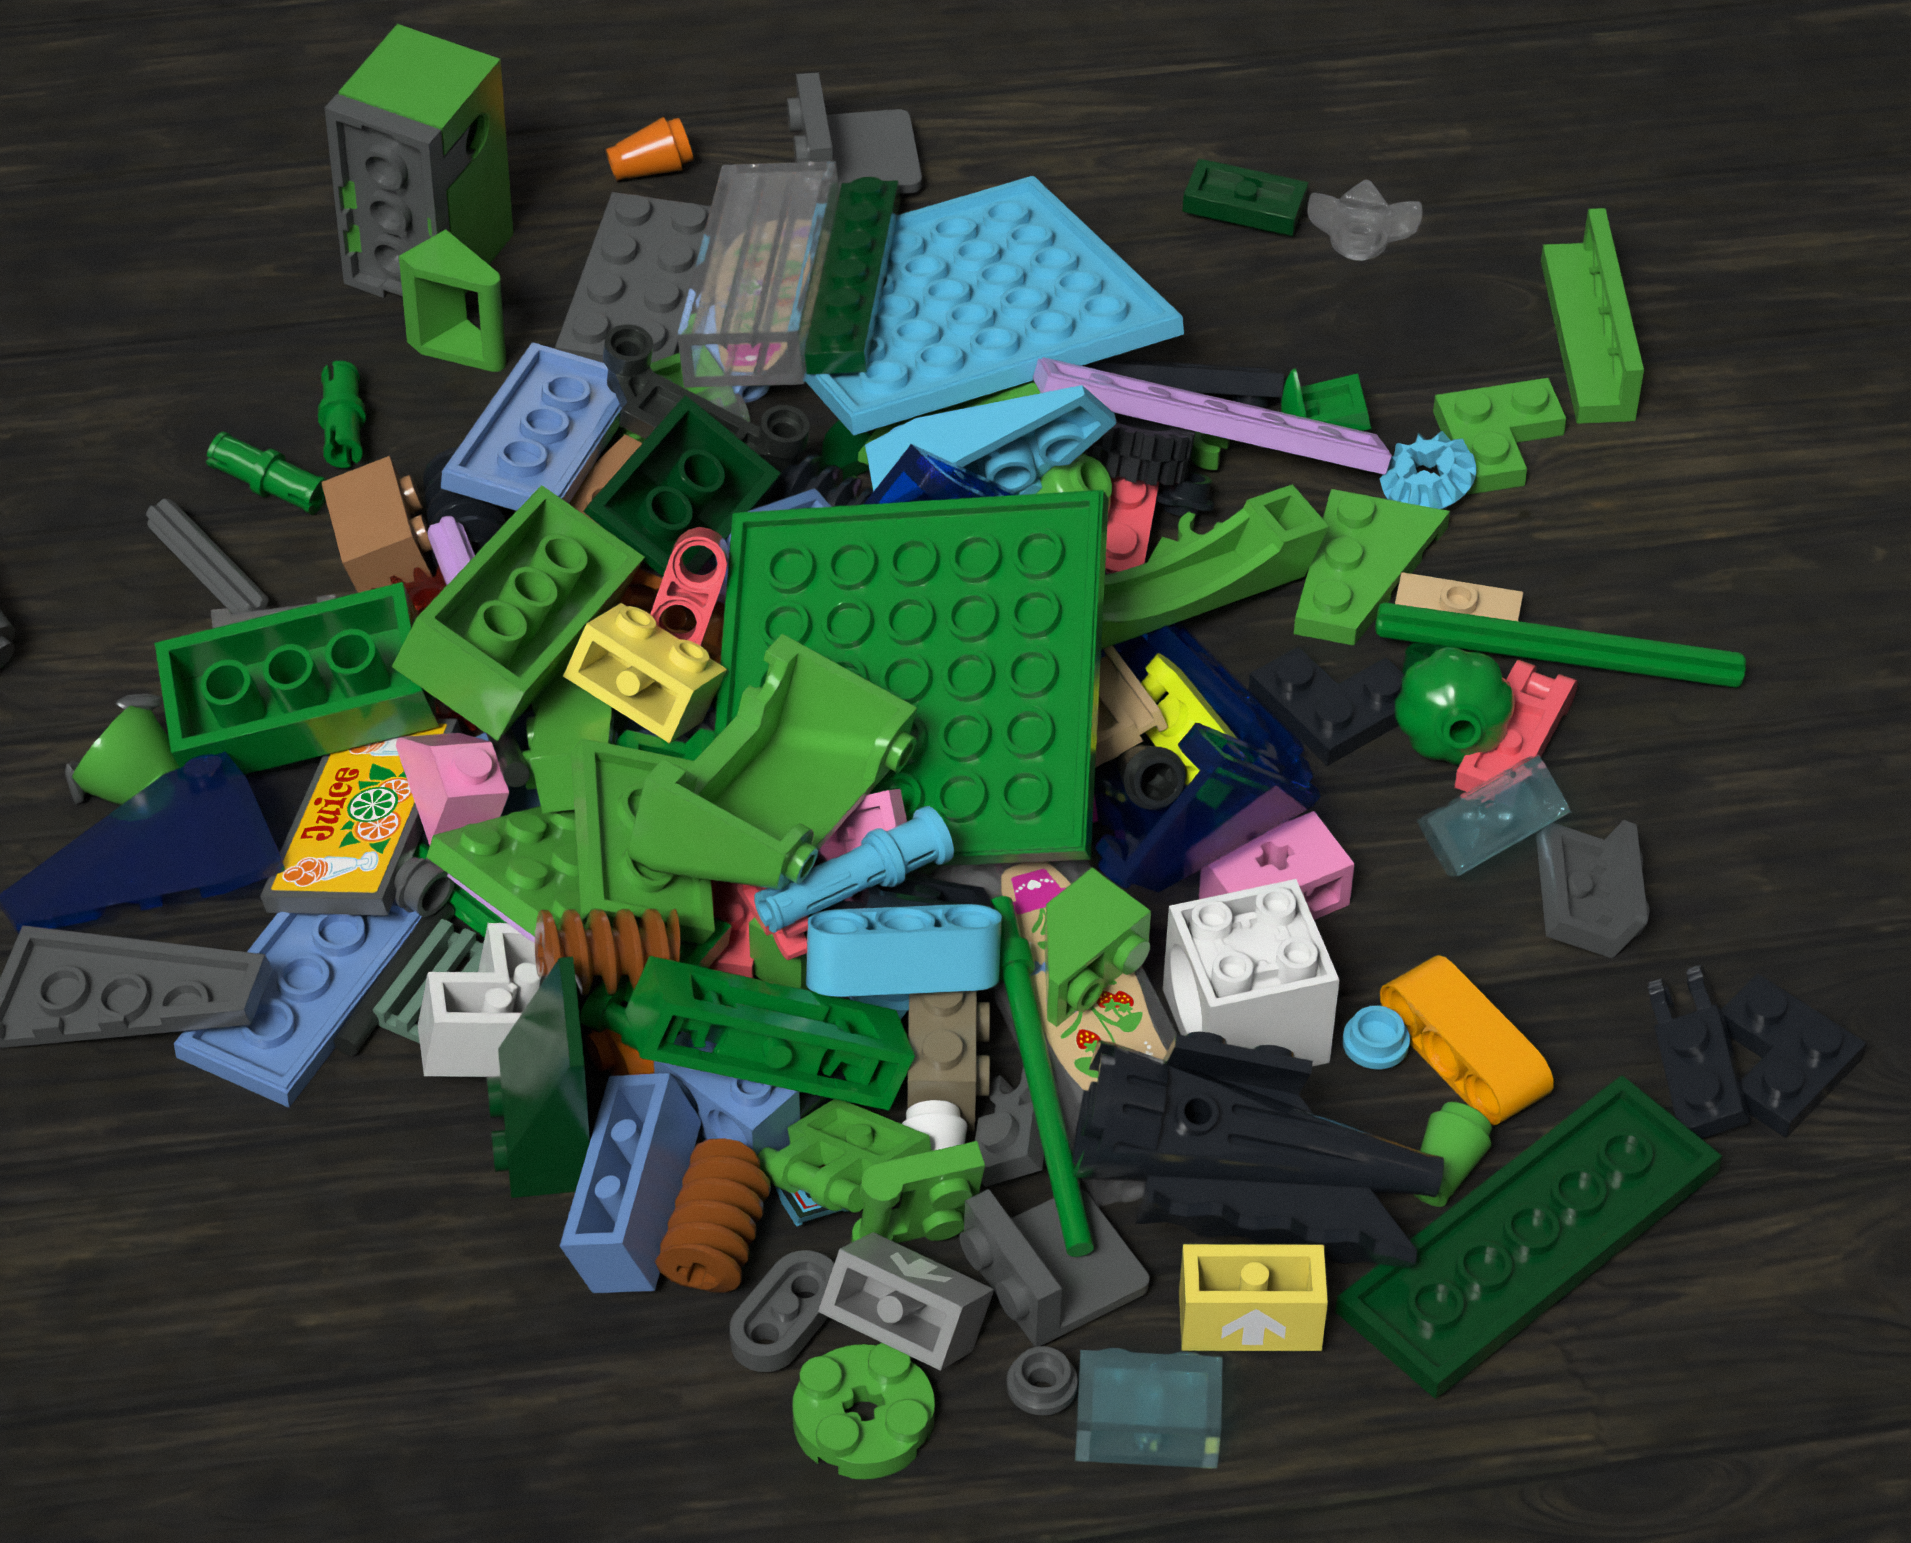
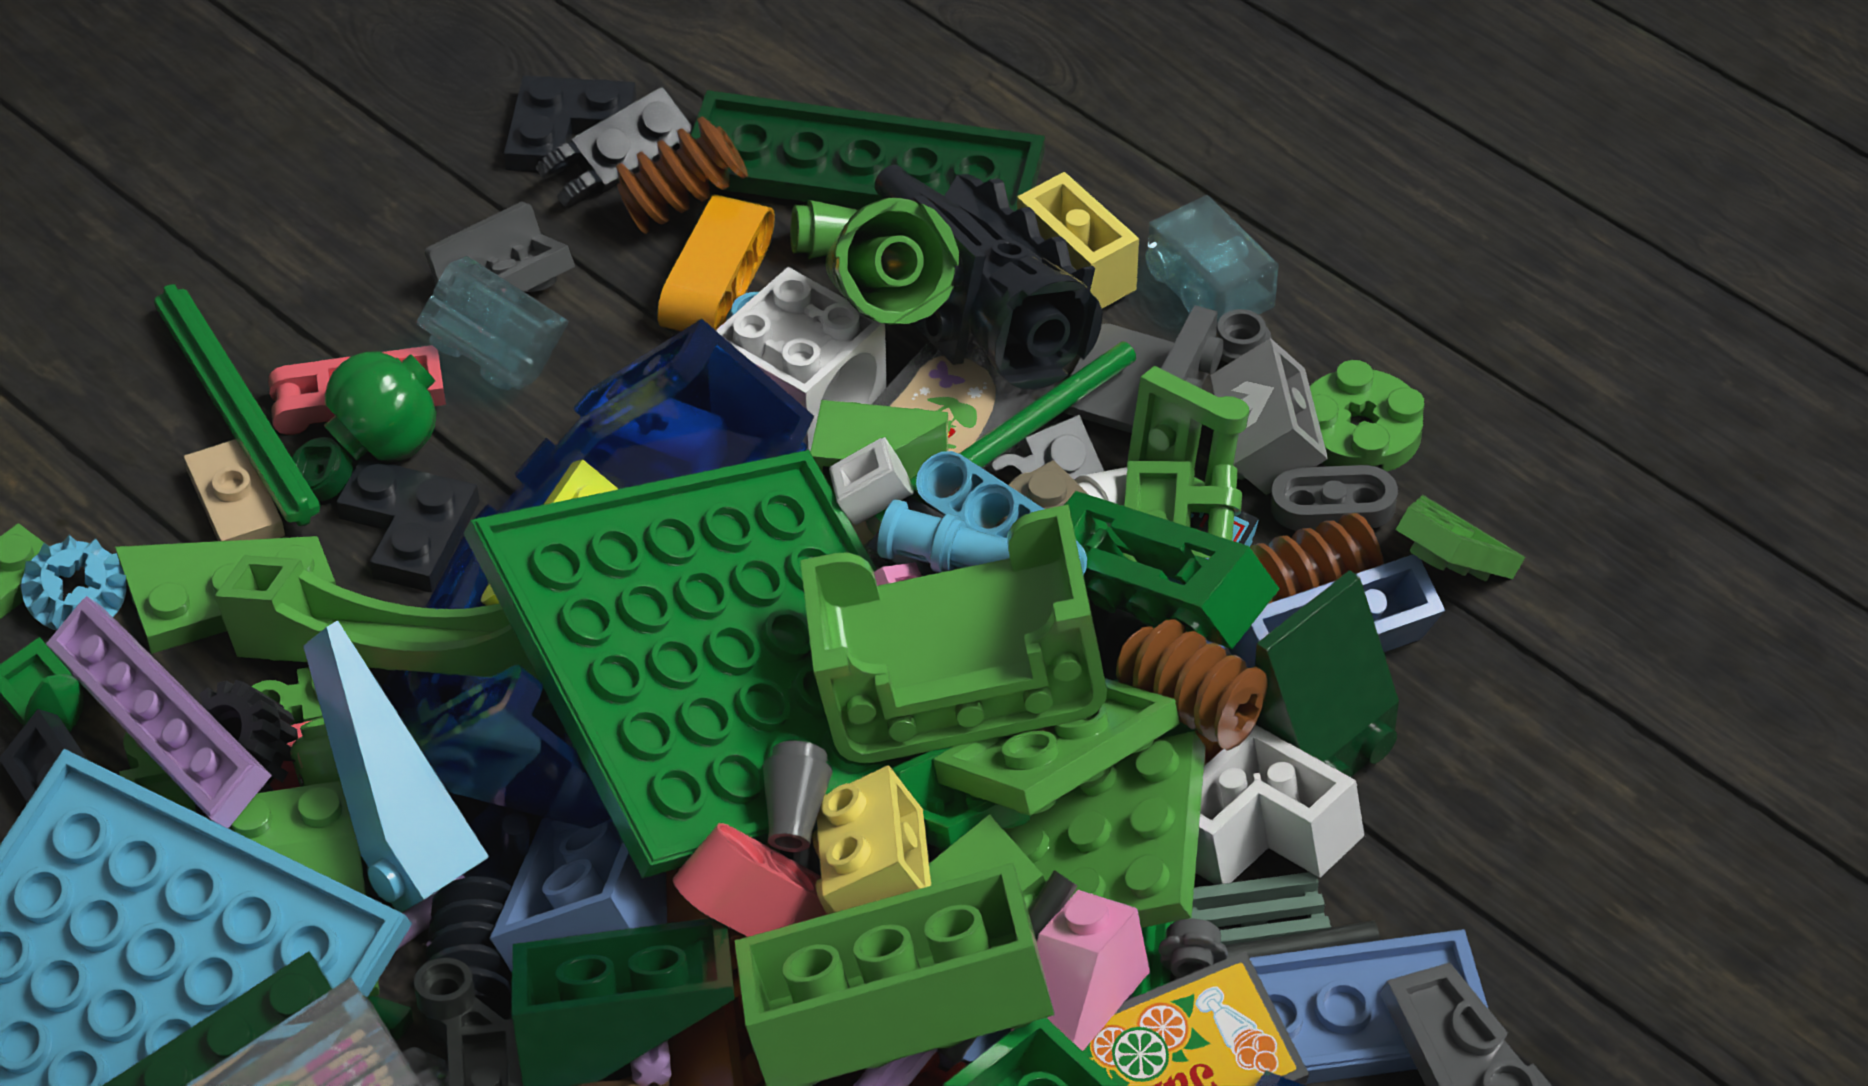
camera: 125 degrees left, 0 degrees up
(631, 1311) = (1454, 543): none -> bright green wing
(729, 637) = (794, 792): none -> dark grey cone
(1020, 884) = (869, 481): none -> white brick
(1248, 991) = (894, 261): none -> bright green cone
(1591, 1046) = (678, 173): none -> dark orange piece

